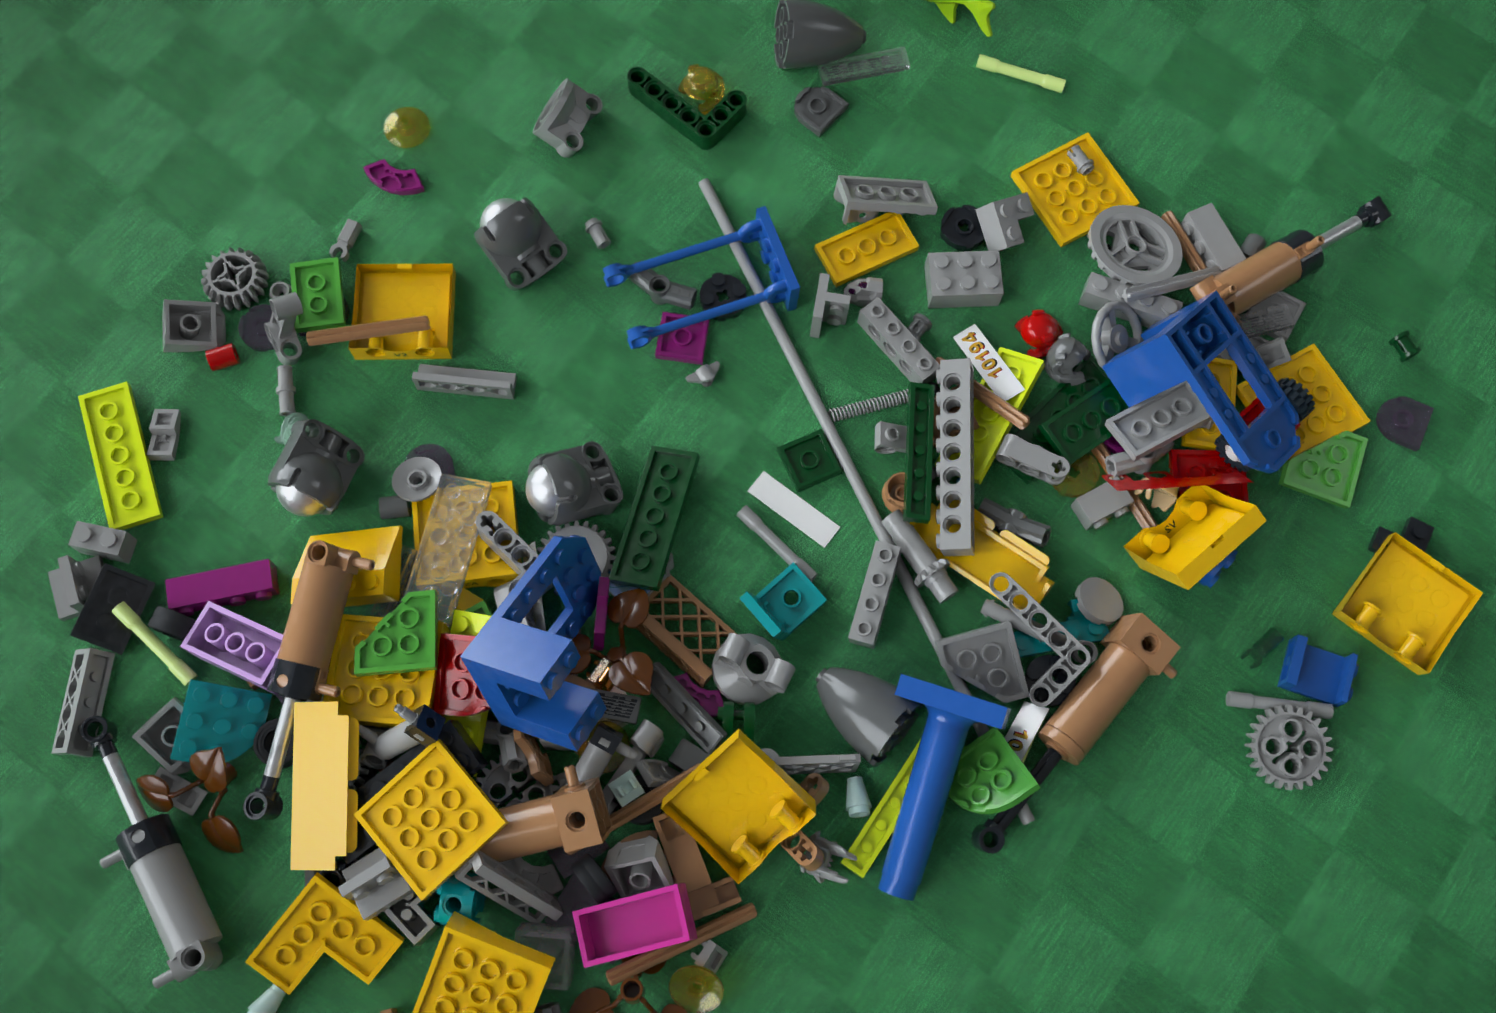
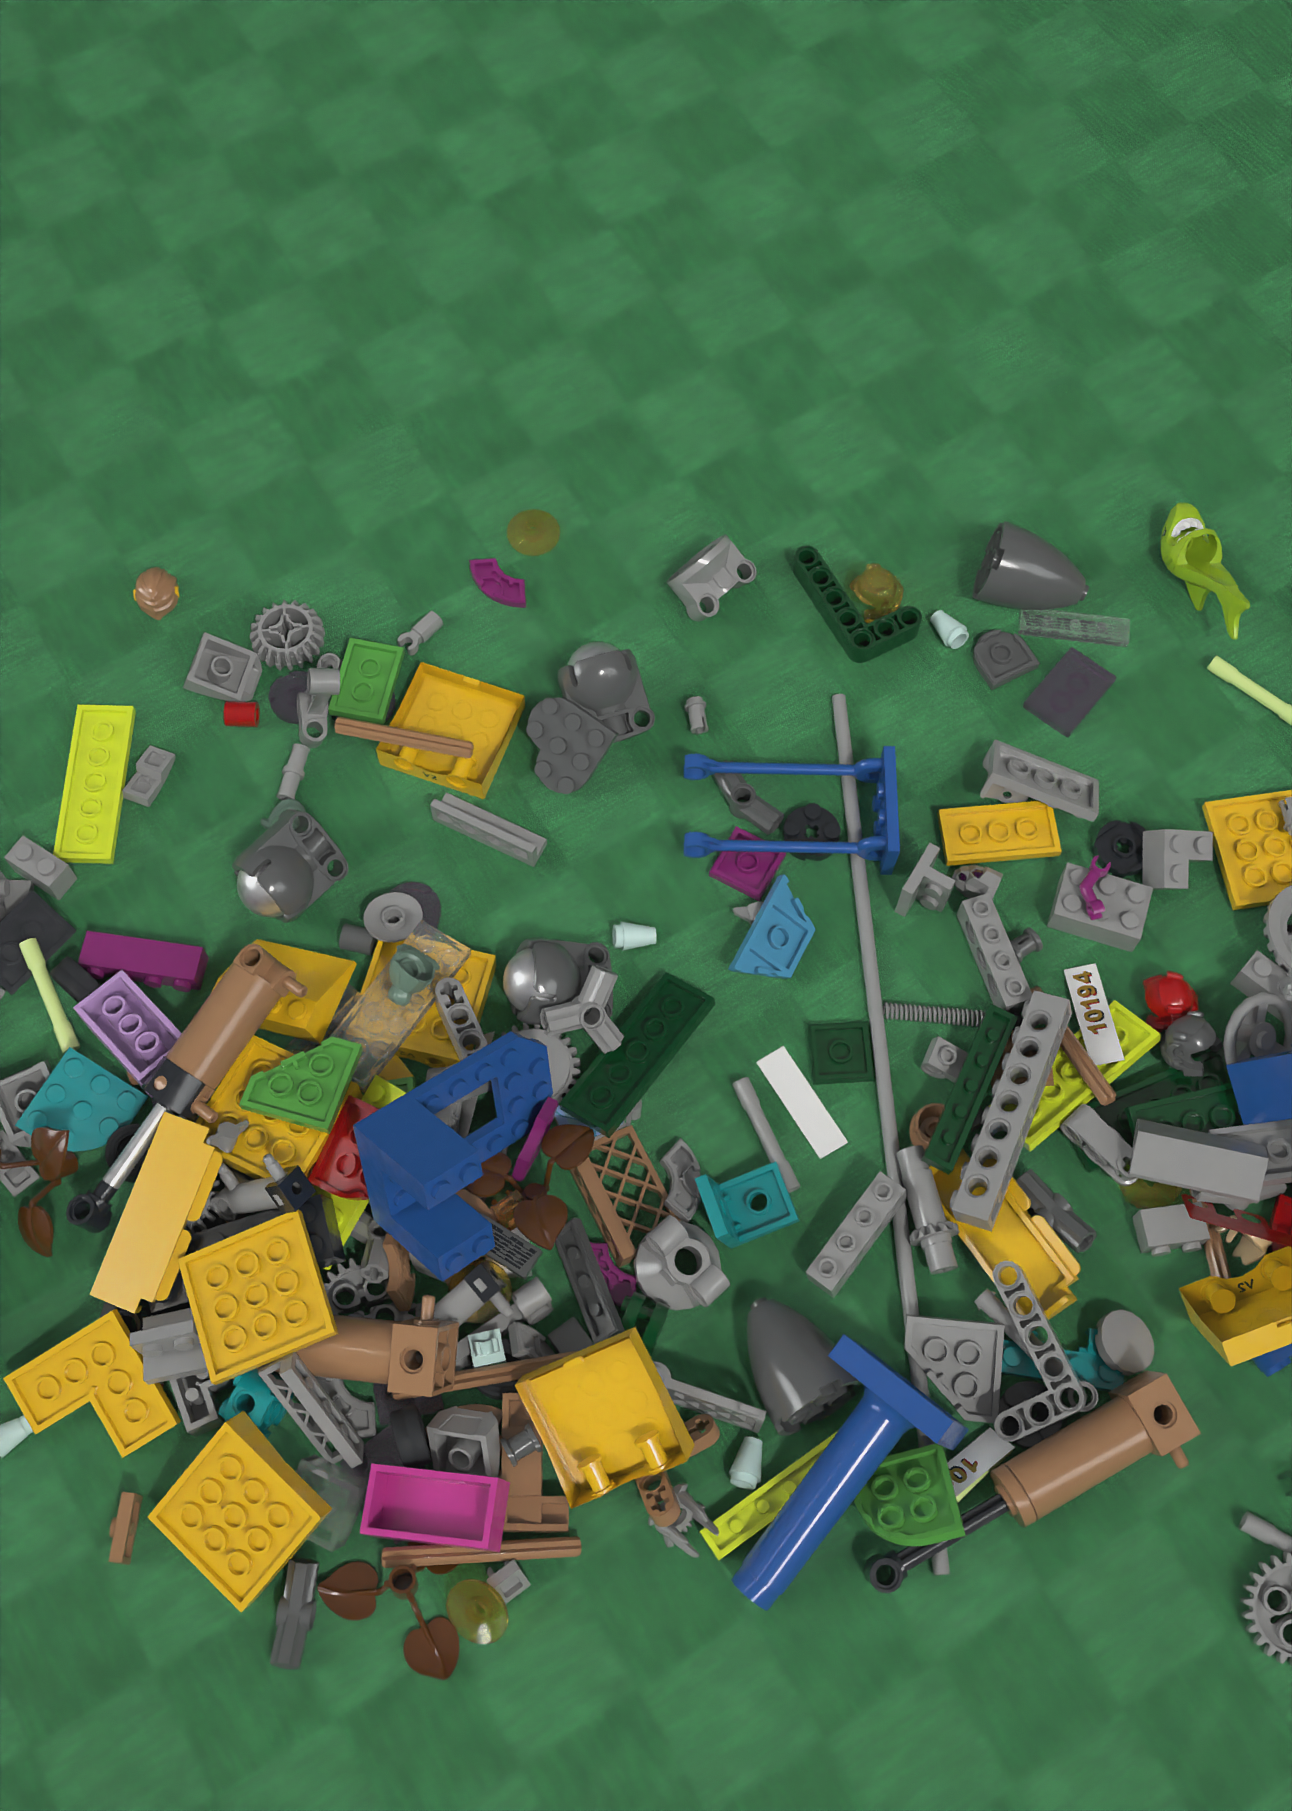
camera: 25 degrees right, 5 degrees down
(107, 279) = (156, 592): none -> medium nougat hair
(354, 702) = (227, 1135): none -> light grey piece
(450, 519) = (409, 973): none -> sand green hair
(506, 290) = (569, 743): none -> dark grey plate
(612, 427) = (632, 935): none -> light aqua cone
(615, 505) = (597, 1024): none -> light grey piece
(683, 851) = (521, 1445): none -> dark grey bush
(726, 599) = (682, 1170): none -> light grey tile
(727, 387) = (775, 936): none -> dark azure wing
(770, 99) = (949, 629): none -> light aqua cone
(879, 119) = (1069, 692): none -> tile
(960, 279) = (1093, 905): none -> magenta arm
(1107, 446) = (1198, 1161): none -> light grey slope

